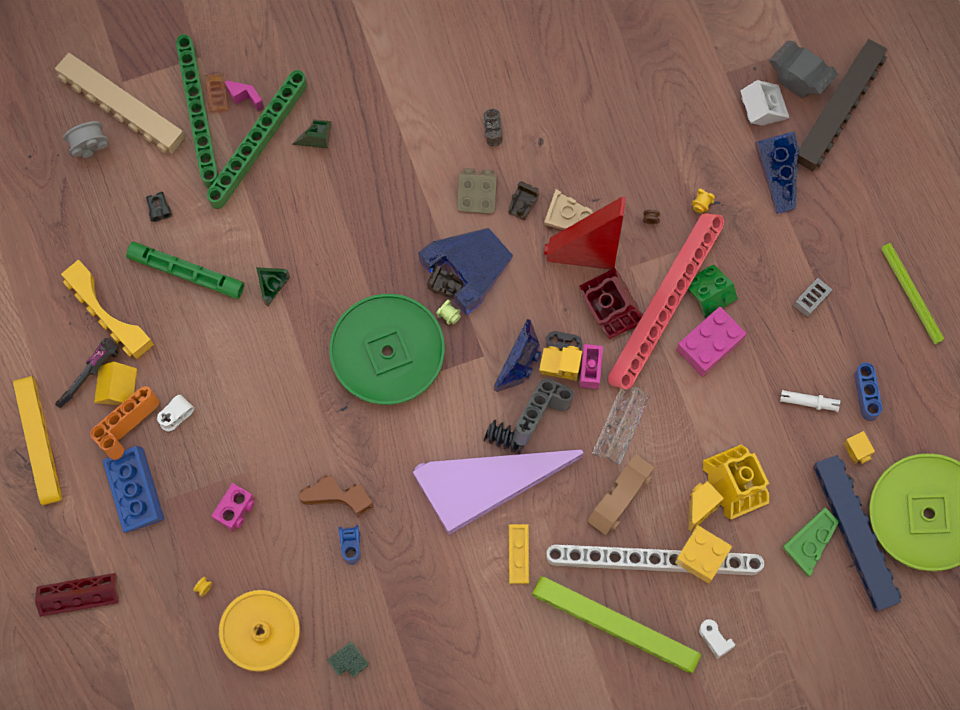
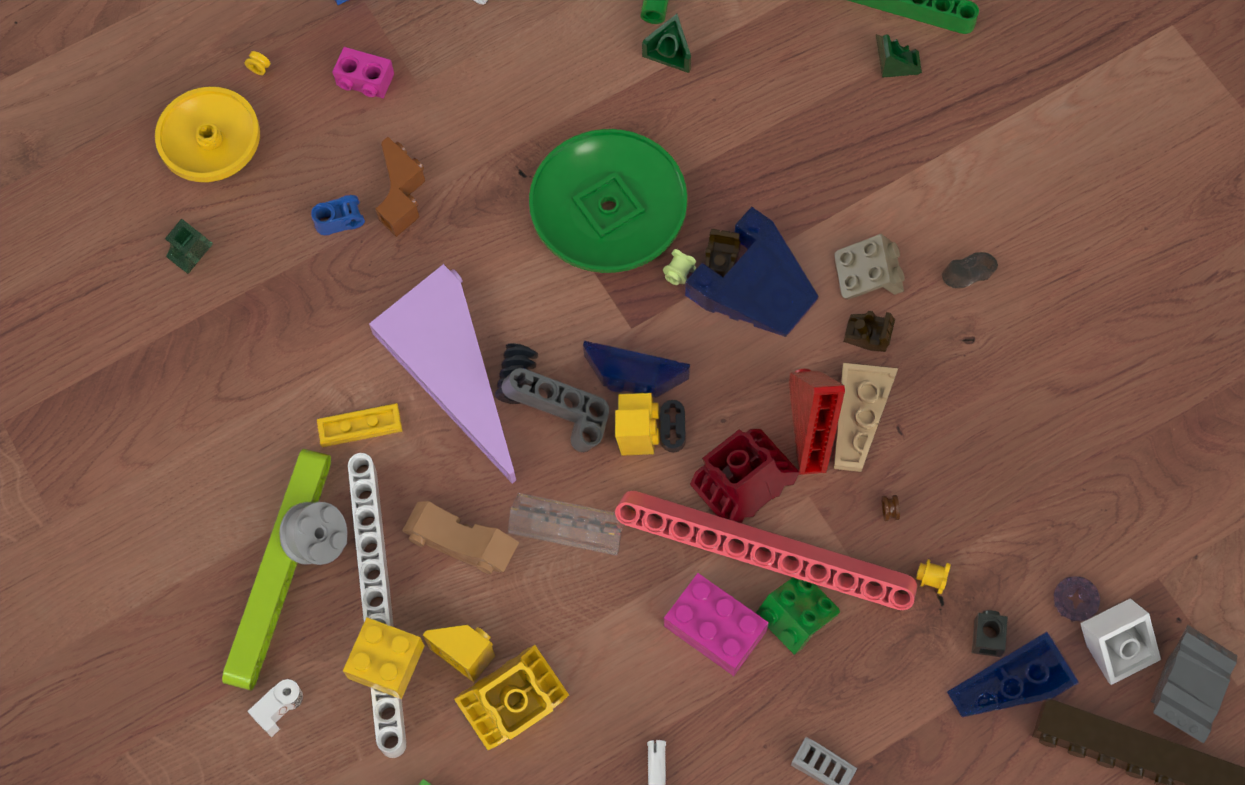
camera: 80 degrees right, 5 degrees down
(591, 366) = (639, 463): dark pink brick -> none
(601, 592) = (313, 533): none -> light grey wheel
(728, 115) = (1087, 593): none -> clear purple gear
(751, 172) = (983, 644): none -> pearl dark grey brick

